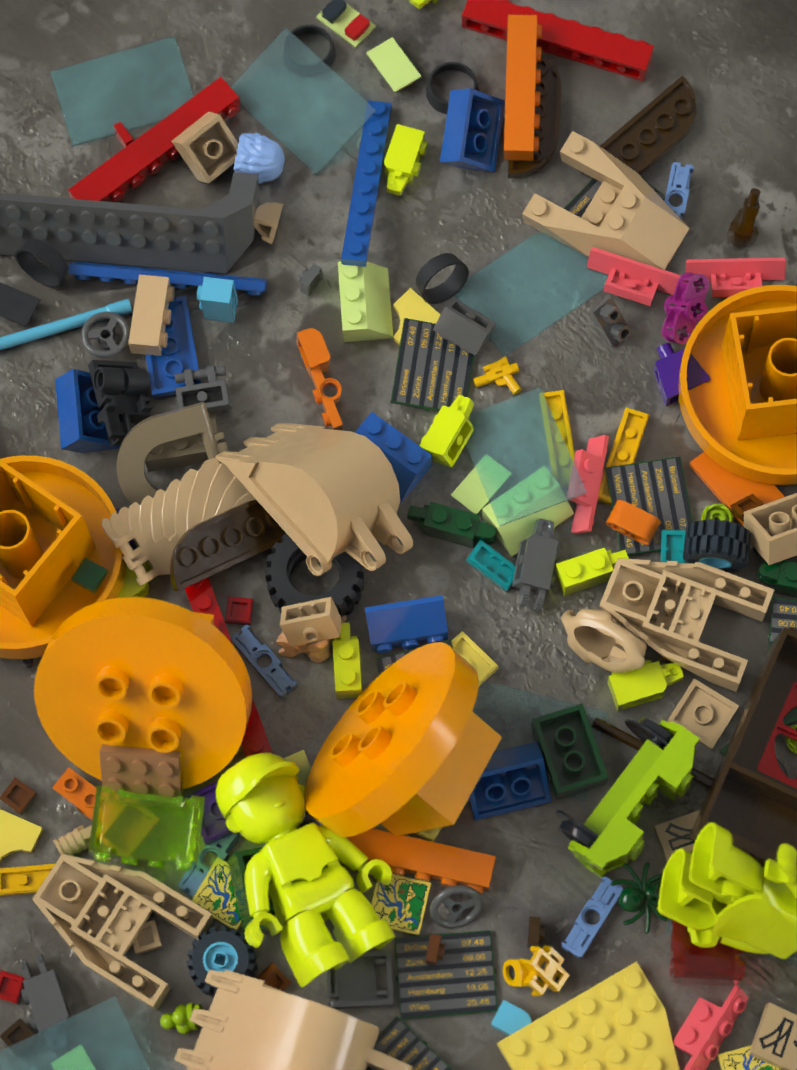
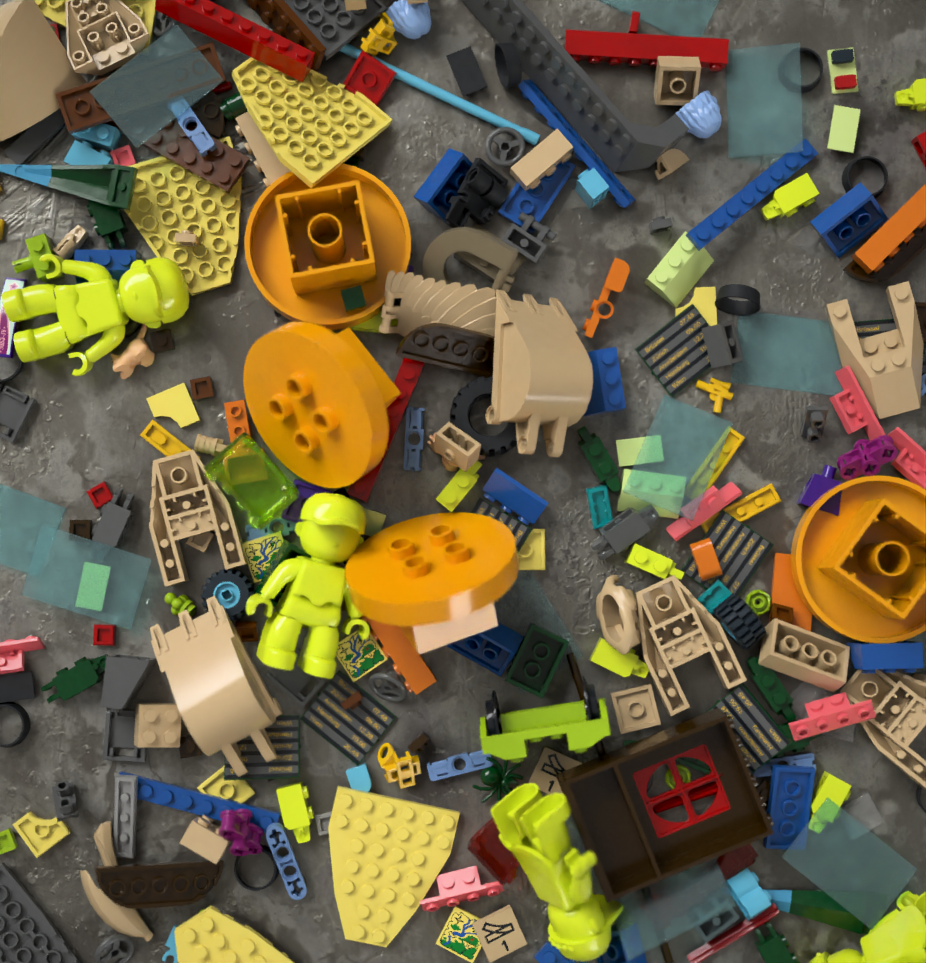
camera: 40 degrees right, 15 degrees up
(141, 770) = (278, 445): medium nougat plate -> none
(239, 611) = (428, 394): red tile -> none
(449, 432) = (651, 401): neon yellow hinge -> none

